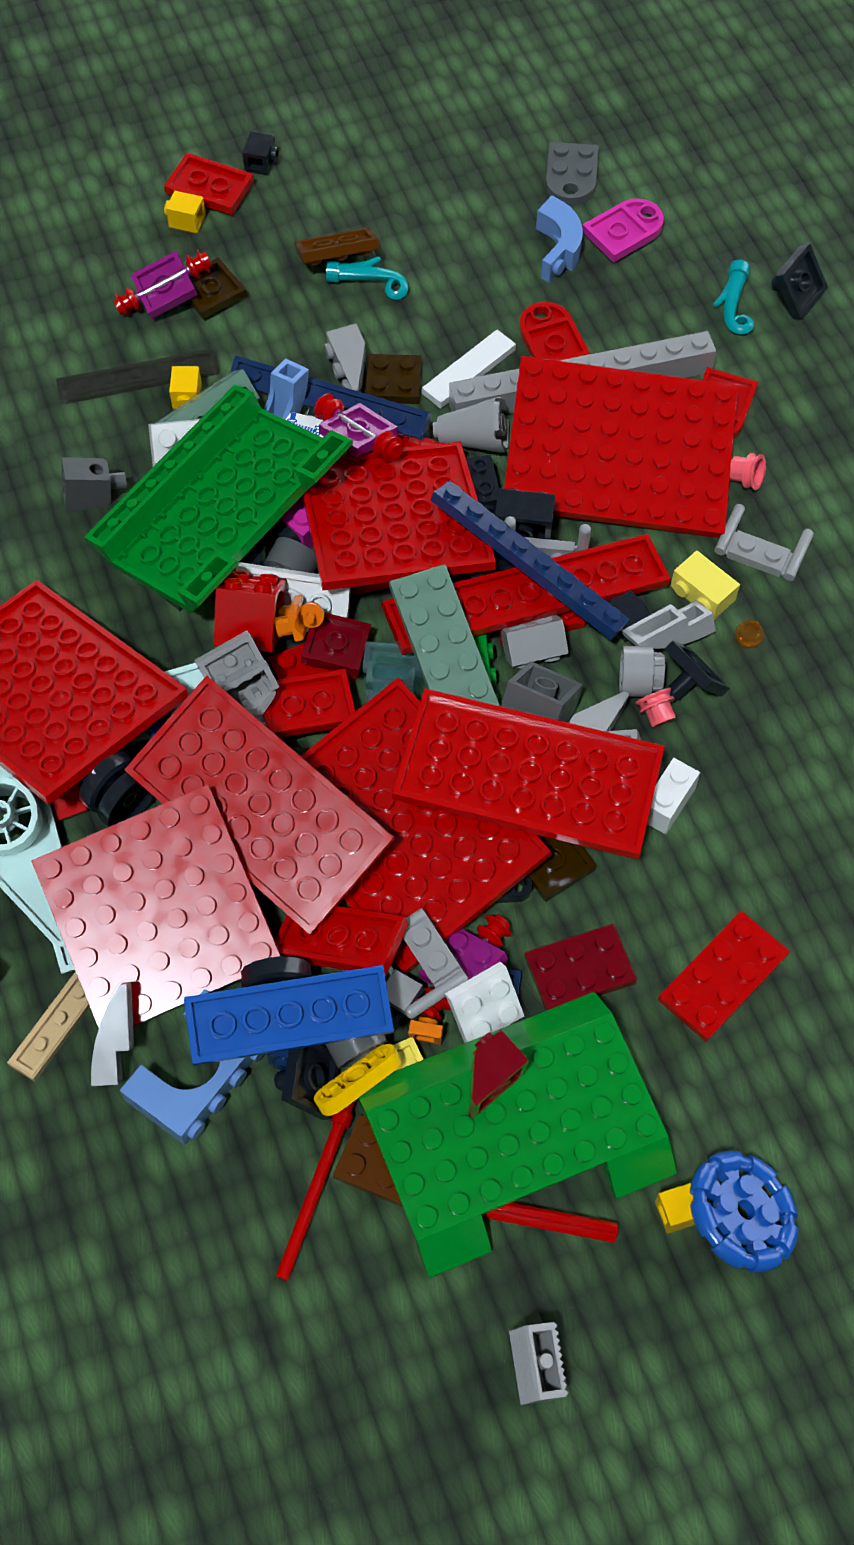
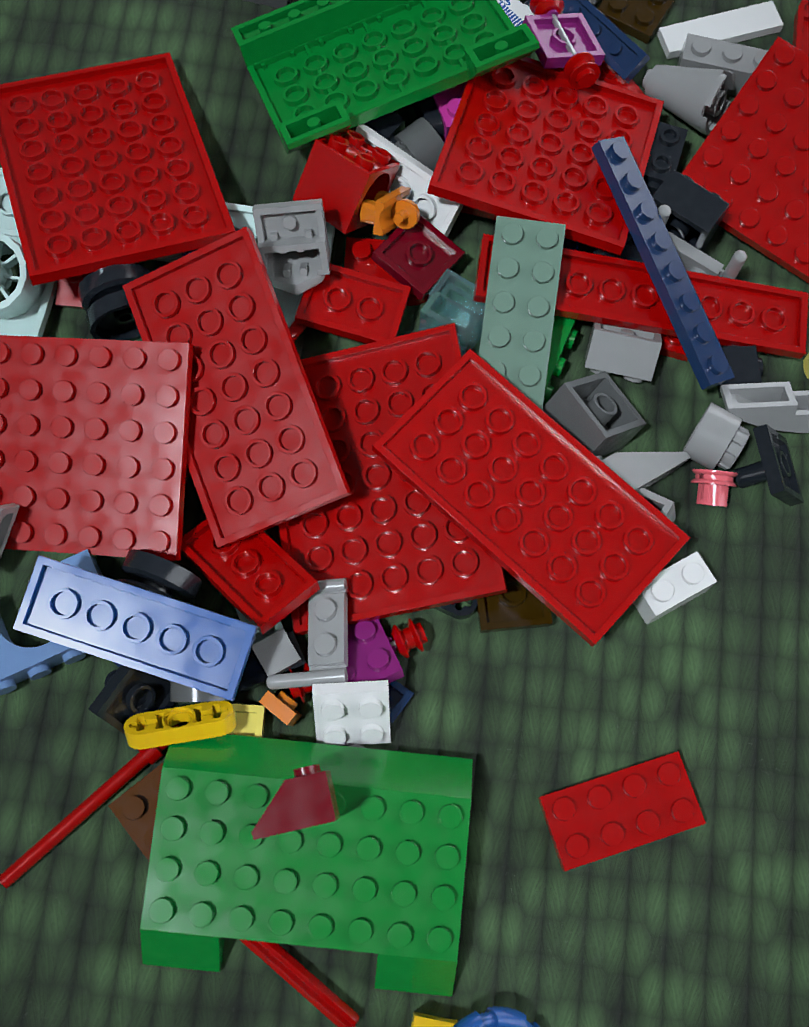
camera: 25 degrees right, 10 degrees up
(580, 966) = (476, 722): dark red plate -> none

